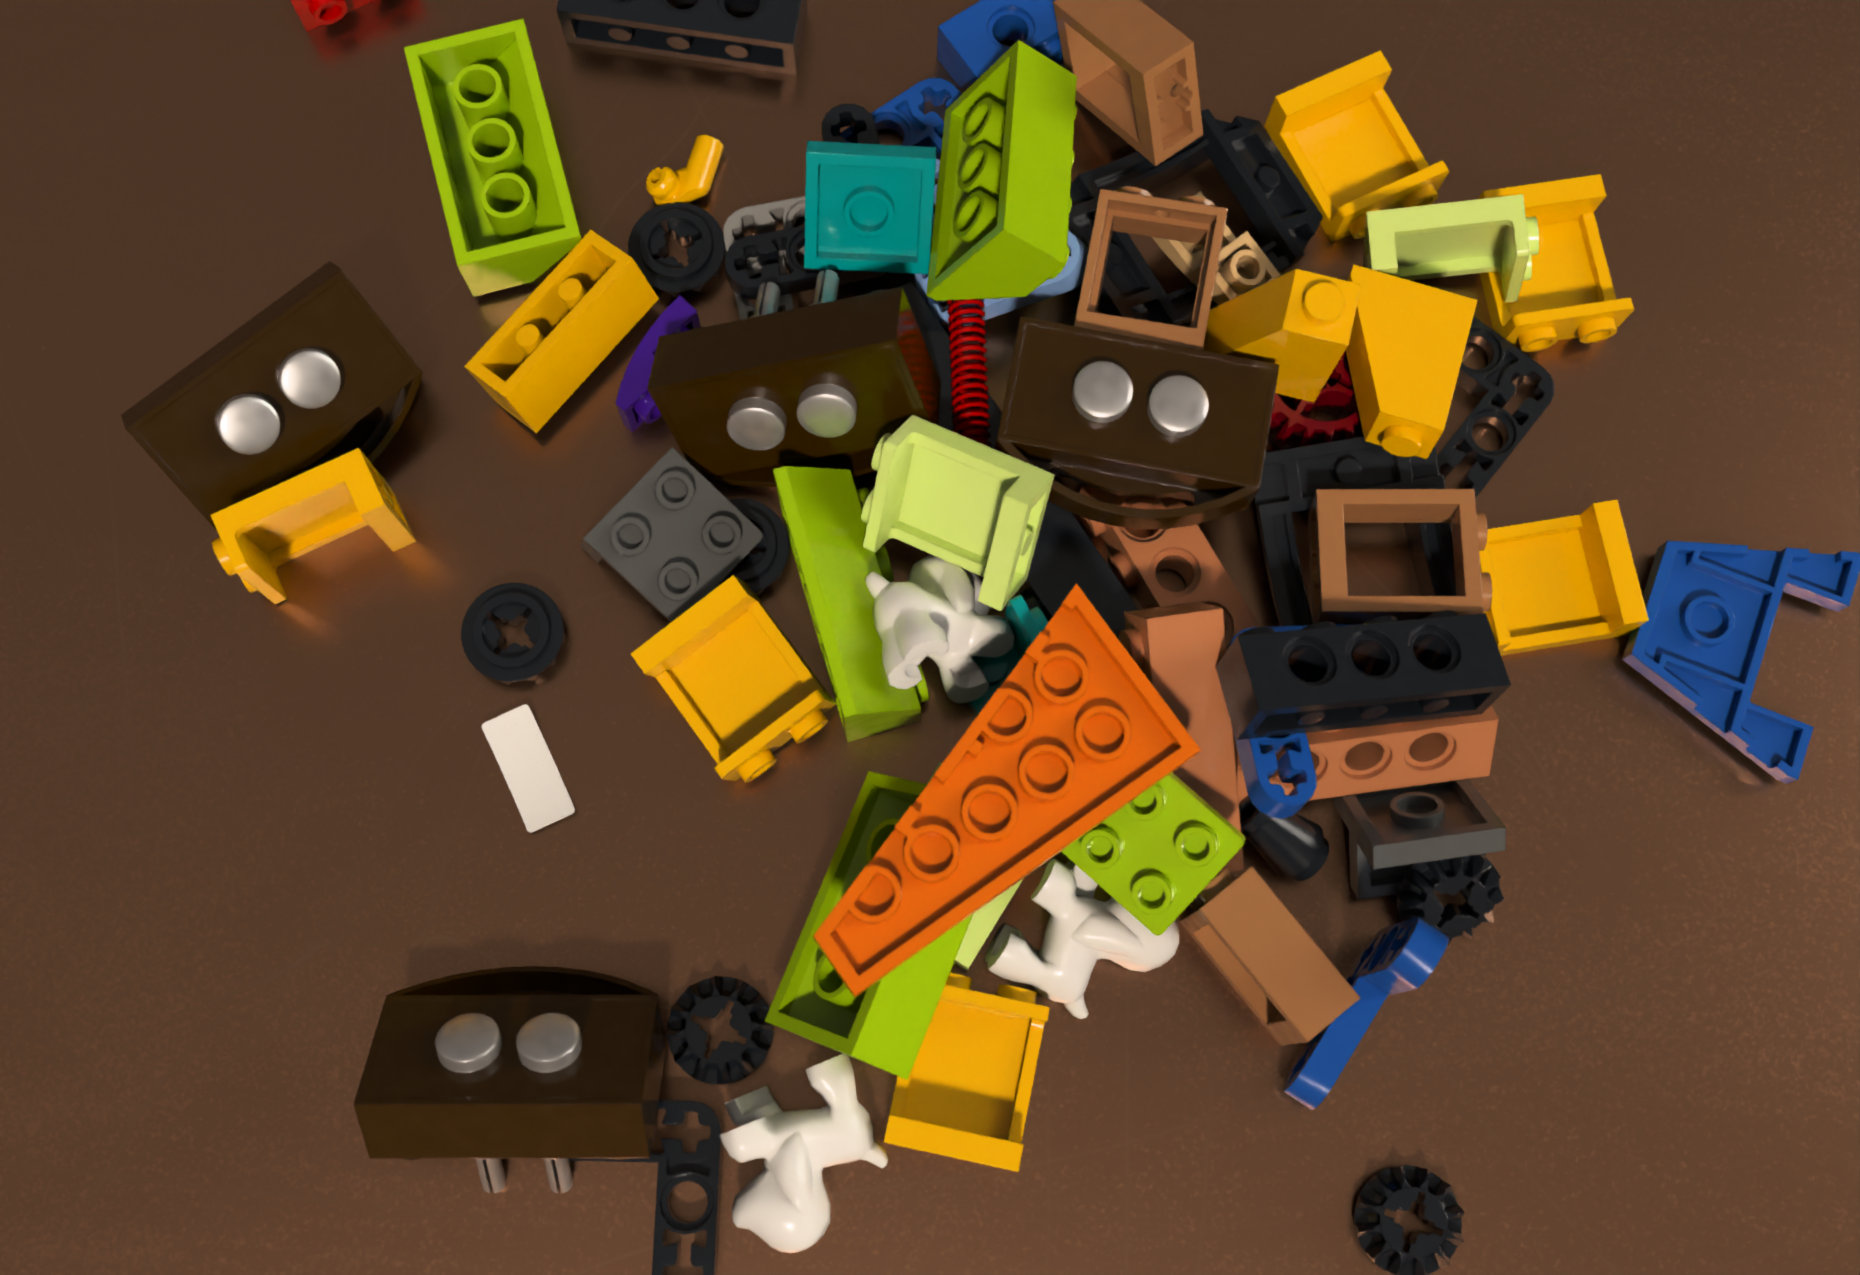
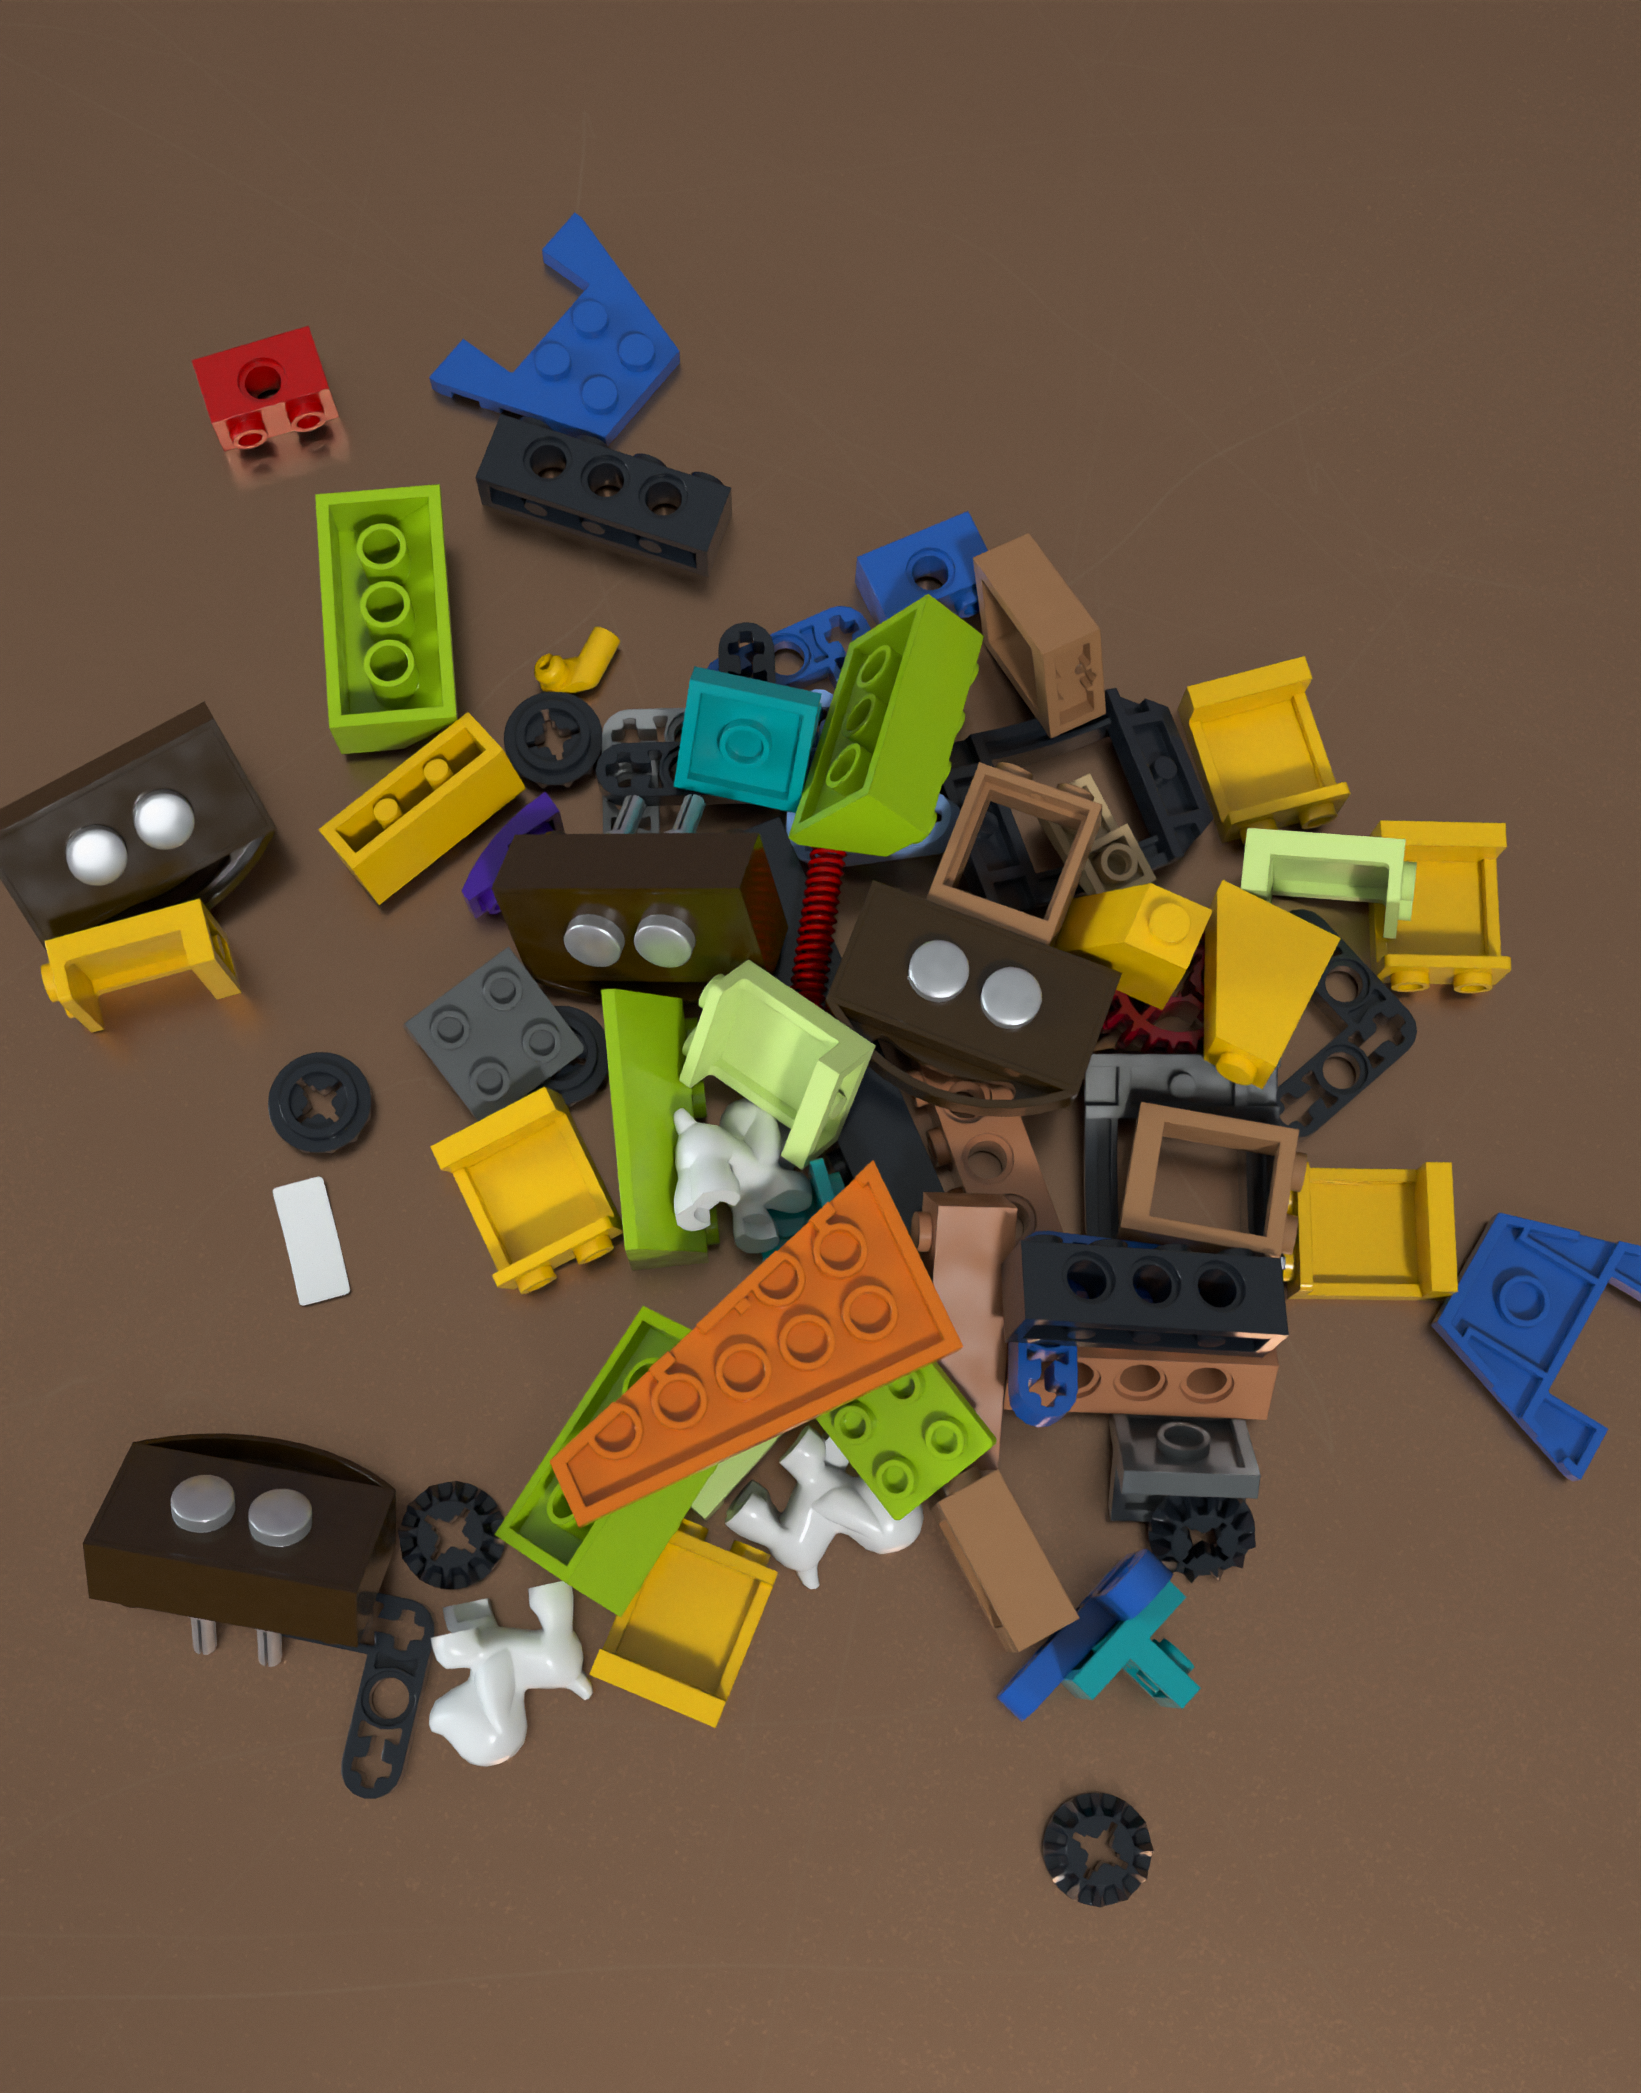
camera: 10 degrees right, 0 degrees up
(1289, 845) = (1051, 1454): black cone -> none
(1411, 1022) = (1152, 1664): none -> teal bracket

